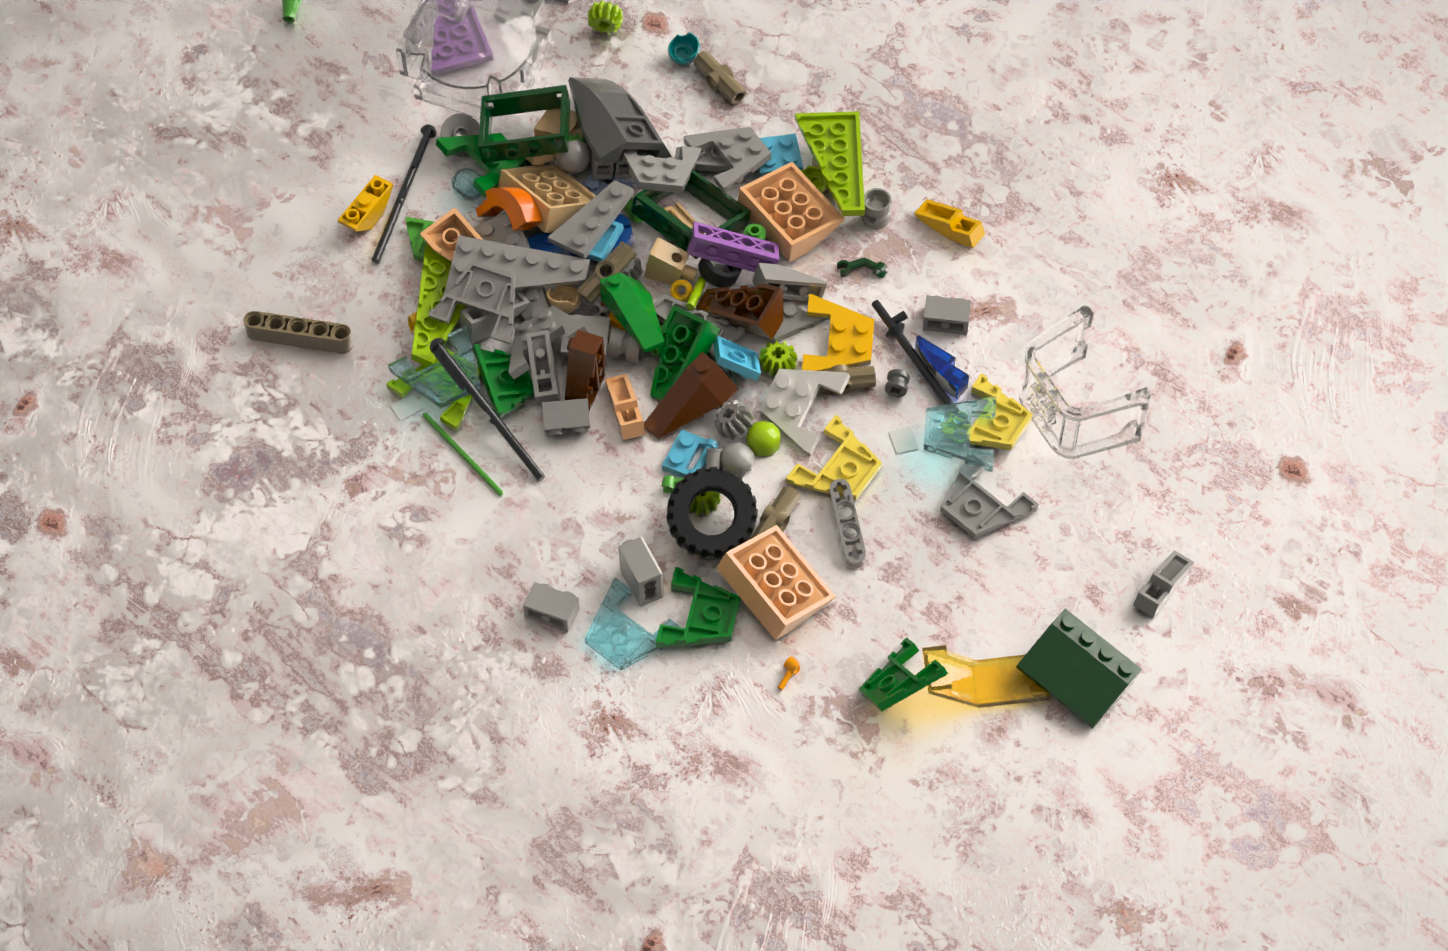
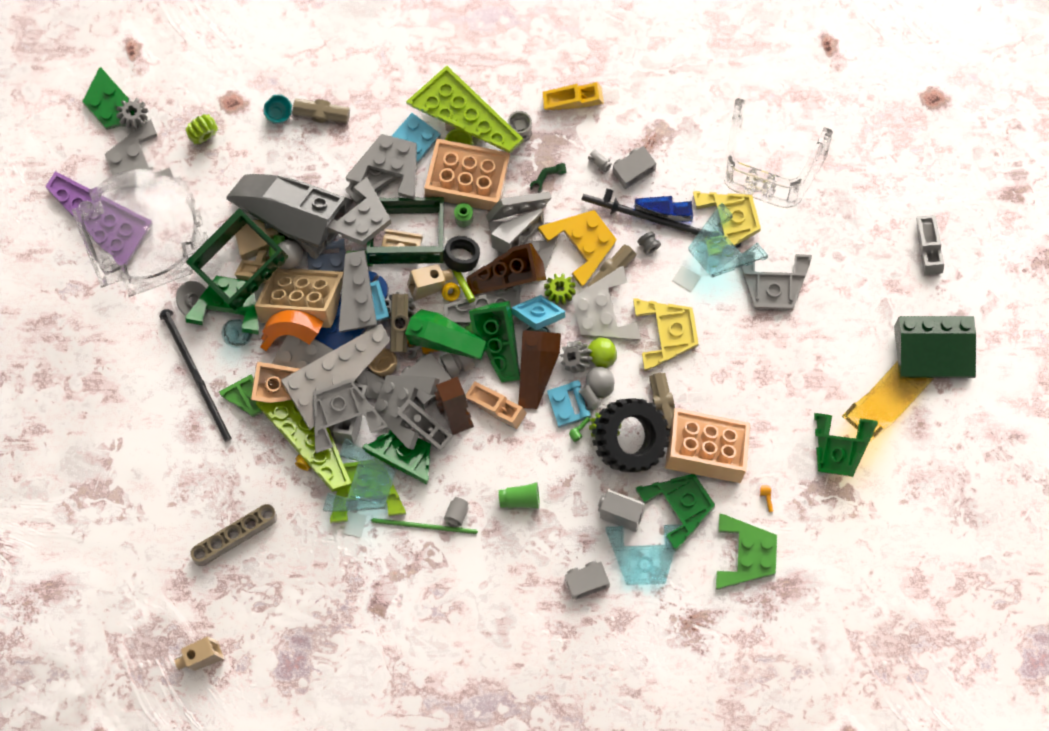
camera: 40 degrees left, 15 degrees up
(170, 397) = (200, 654): none -> tan torso
(368, 205) = (186, 406): yellow slope -> none
(461, 379) = (384, 479): black bar -> none
(499, 462) = (456, 512): none -> light grey brick
(566, 416) = (468, 444): light grey brick -> none
(567, 493) = (520, 496): none -> bright green plant
(727, 711) = (755, 553): none -> bright green wing
(733, 251) = (467, 240): medium lavender fence -> none
(803, 259) = (515, 205): none -> light grey wing
(847, 522) = (712, 364): light grey beam -> none
(921, 288) = (603, 163): none -> light grey pin

